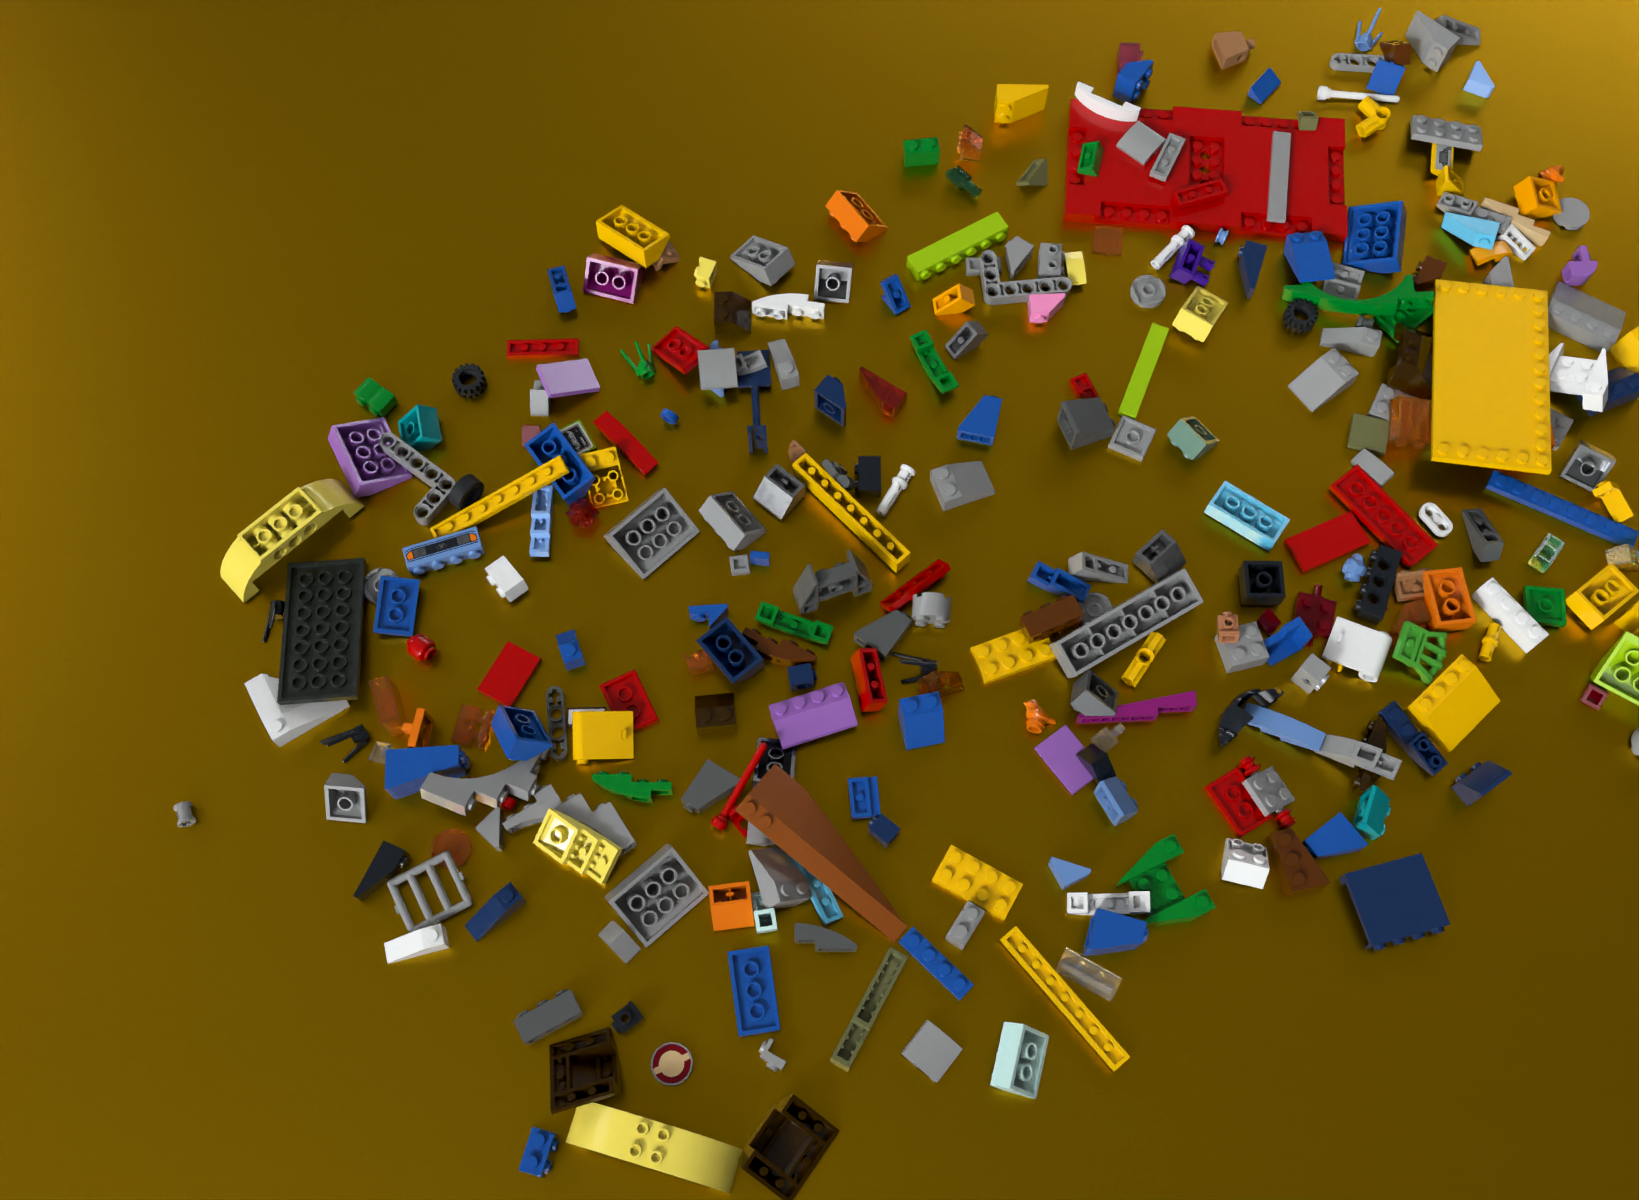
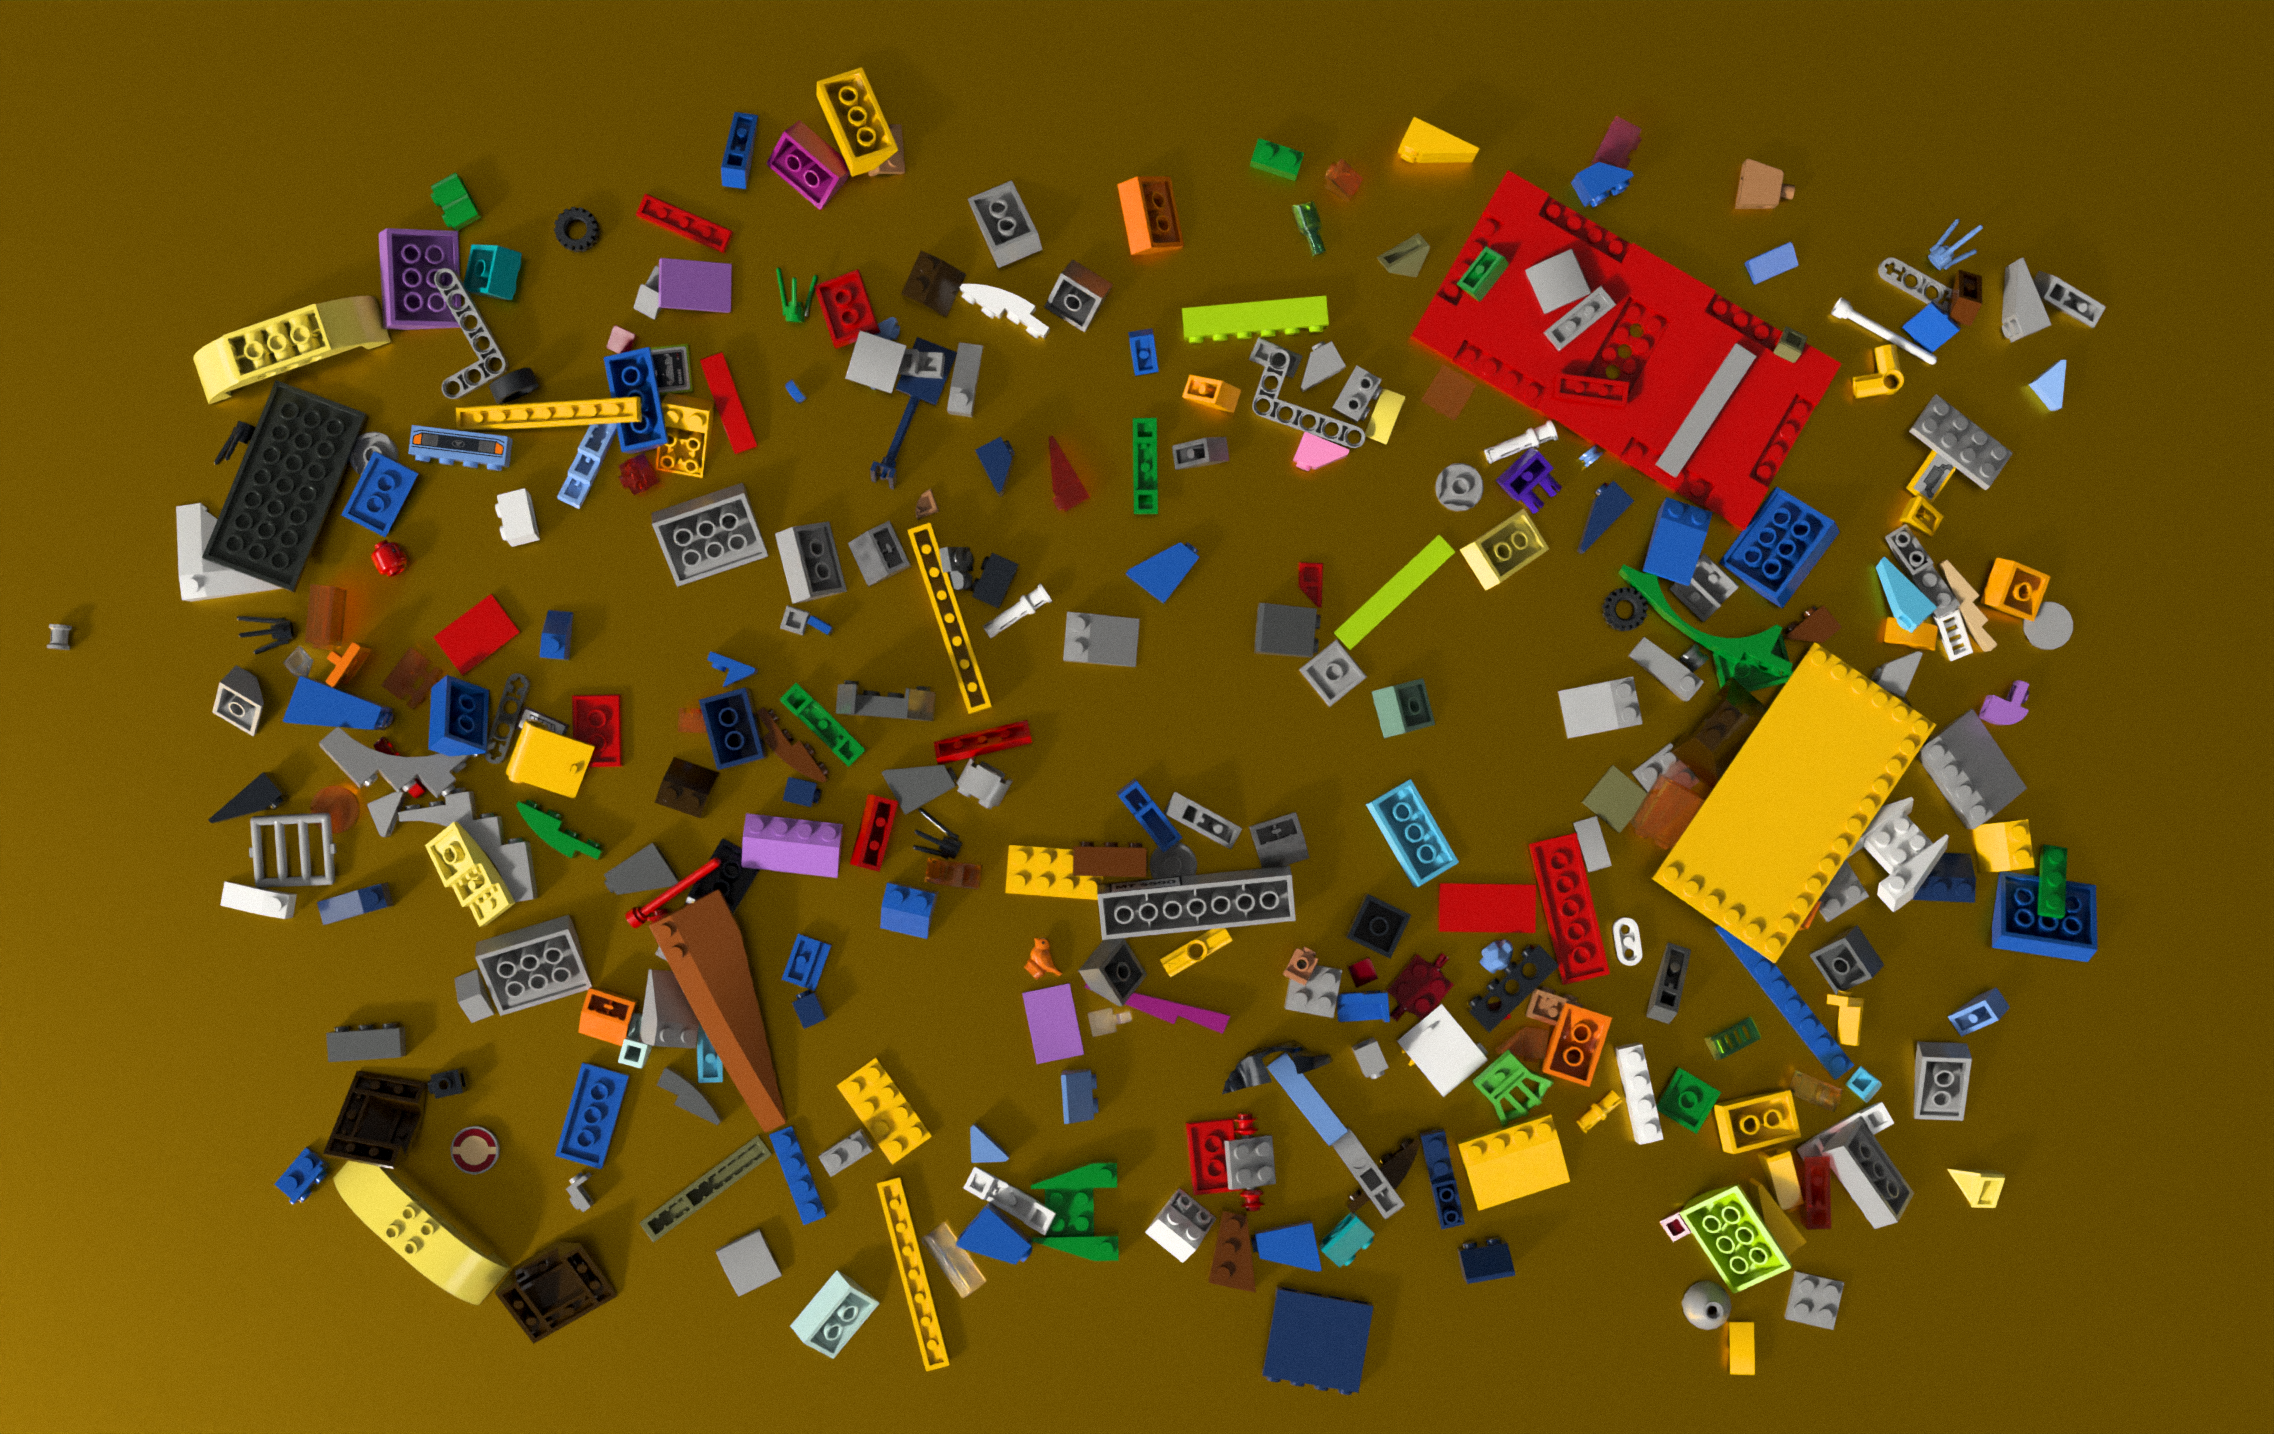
camera: 25 degrees right, 20 degrees up
(705, 272) = (925, 211): light yellow brick -> none
(1096, 763) = (1077, 1044): black slope -> none
(1104, 107) = (1564, 228): white slope -> none
(1553, 173) = (2057, 563): orange animal -> none

